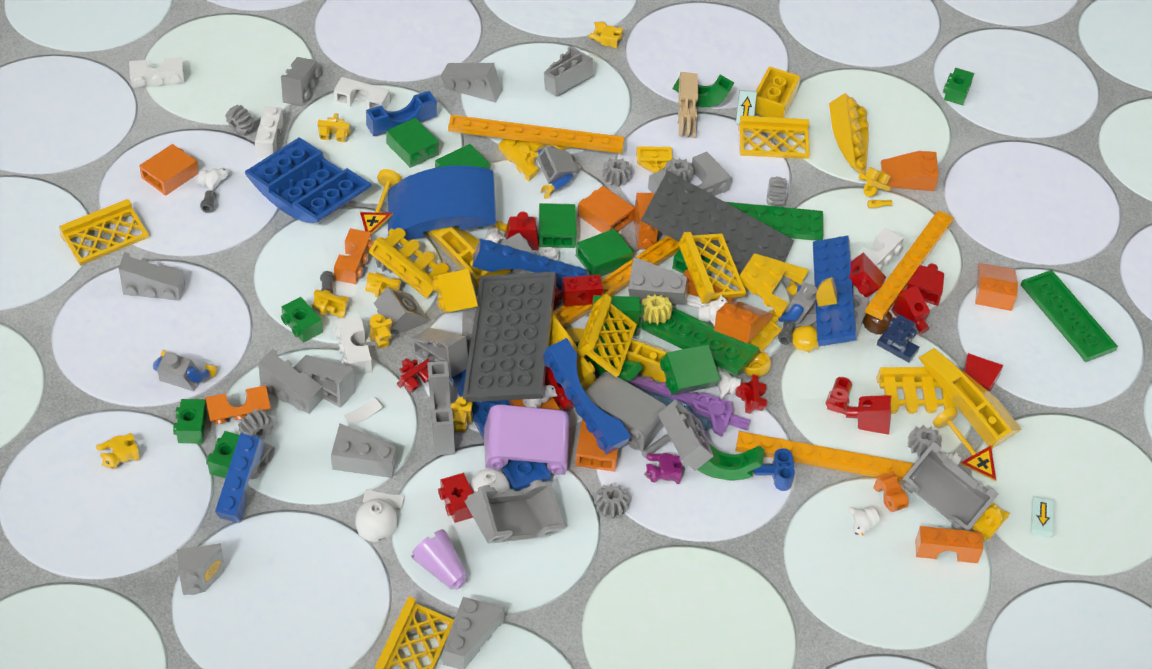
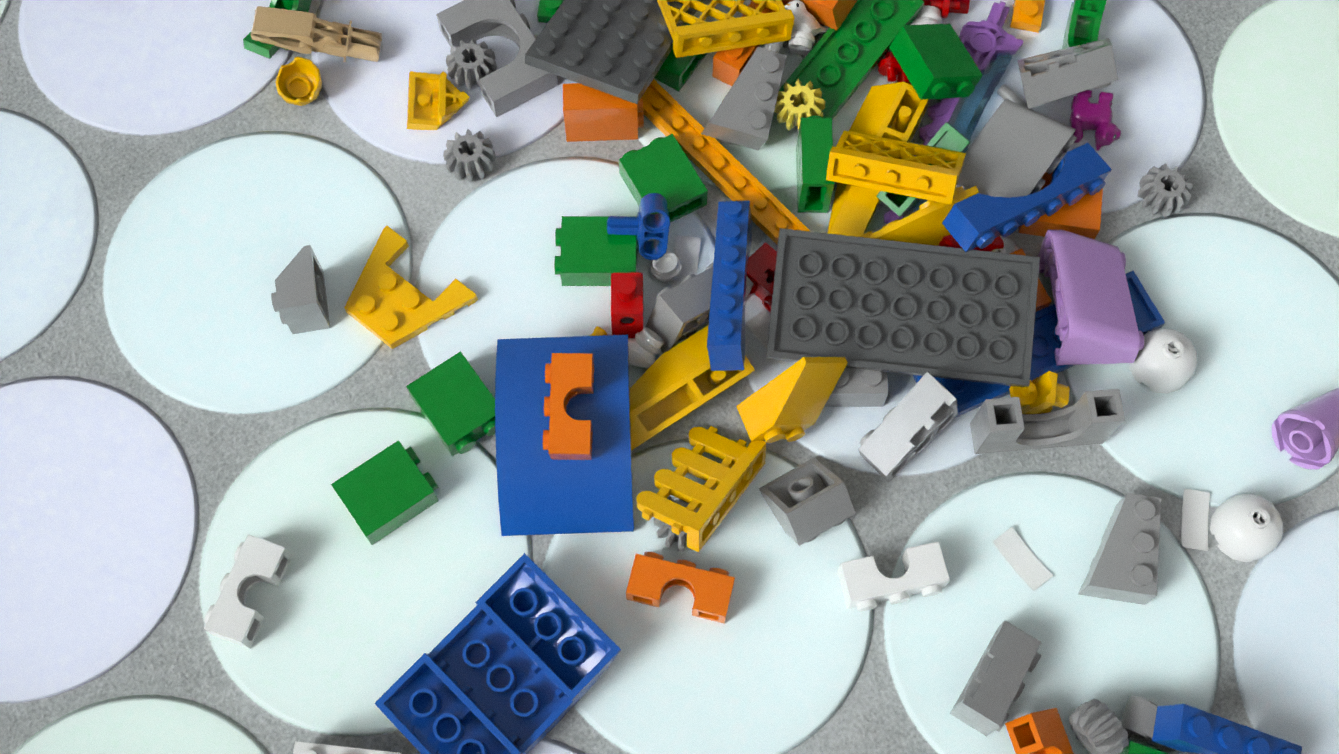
camera: 85 degrees left, 20 degrees up
(299, 81) = (196, 714): light grey wedge -> none
(301, 319) = (851, 654): green brick -> none
(327, 279) = (743, 631): dark grey pin -> none
(330, 303) = (801, 625): yellow hips -> none
(334, 126) = (338, 656): yellow hips -> none
(334, 377) = (977, 619): light grey wedge -> none
(374, 220) = (582, 557): yellow piece -> none
(378, 283) = (755, 533): yellow hips -> none
(380, 330) = (869, 528): yellow hips -> none
(412, 371) = (946, 475): red hips -> none
(422, 107) = (312, 512): blue arch -> none
(433, 187) = (569, 376): none -> orange arch
(454, 492) = (1190, 403): red brick -> none
(473, 79) = (220, 388): light grey wedge -> none
(516, 514) = (1220, 323): light grey windscreen -> none
(525, 104) = (302, 294): none -> light grey slope
(536, 134) = (382, 281): light orange plate -> none
(556, 166) = (465, 244): light grey torso -> none
(568, 71) = (209, 219): light grey wedge -> none
(568, 238) = (646, 226): none -> blue beam
(580, 290) = (767, 206): red brick -> none
(605, 210) = (564, 175): orange brick -> none
(608, 36) = (106, 153): yellow animal -> none
(658, 102) = (299, 82): none -> yellow hair

